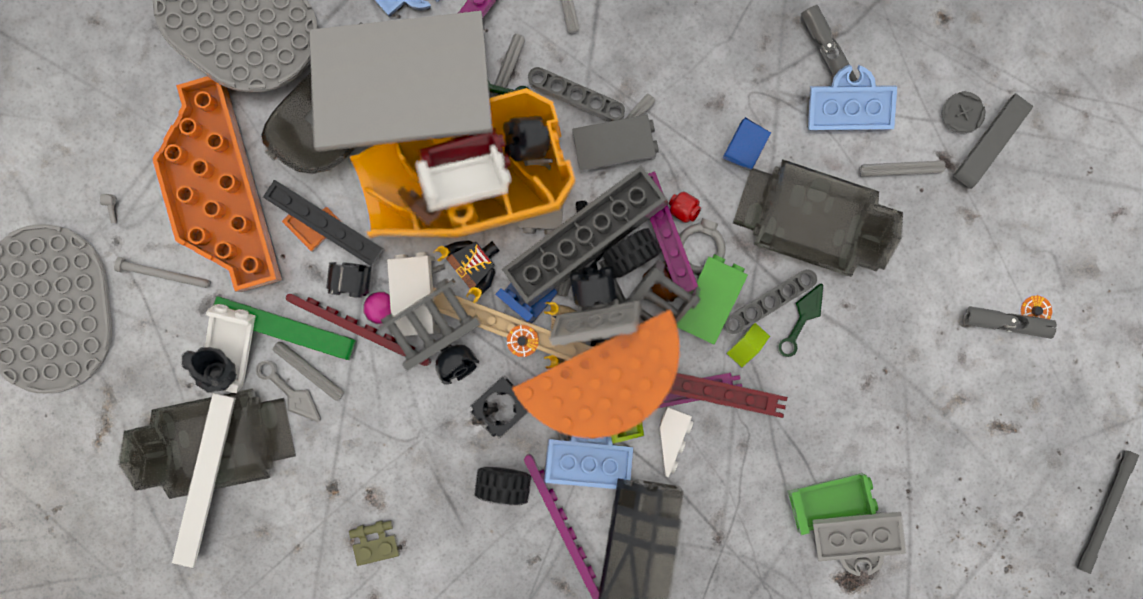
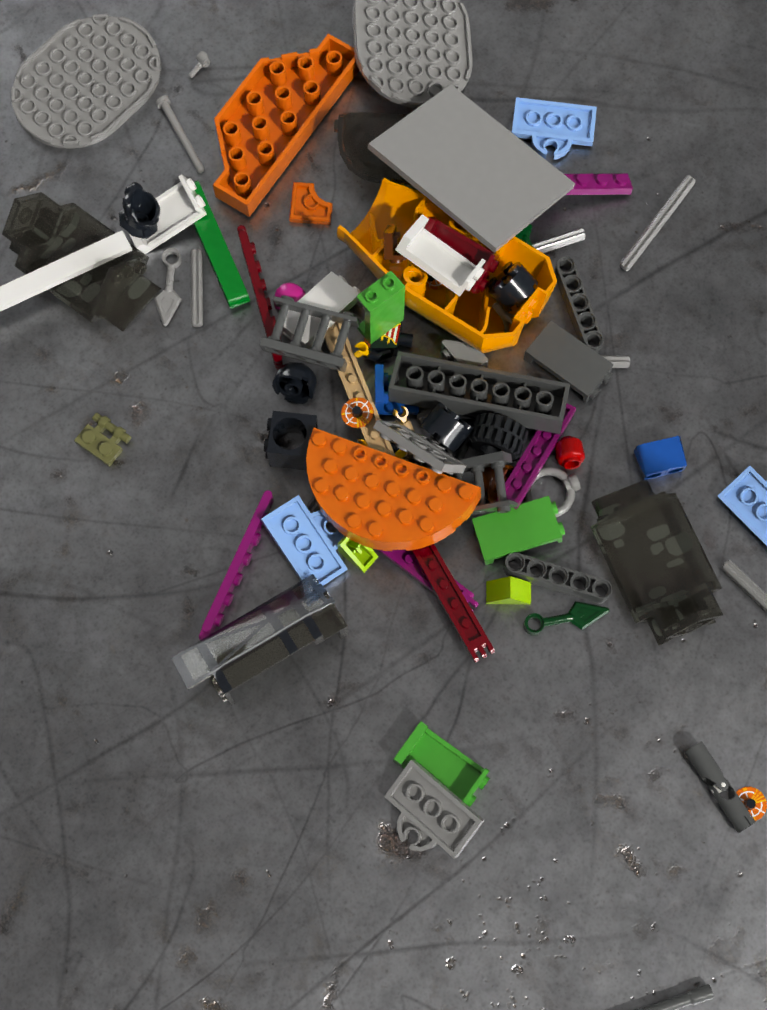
camera: 45 degrees right, 15 degrees down
(323, 223) = (318, 208): black plate -> none
(348, 278) = (292, 257): black brick -> none
(460, 256) = (383, 306): none -> bright green panel
(502, 486) = (231, 490): black tyre -> none
(672, 432) = (387, 588): white slope -> none

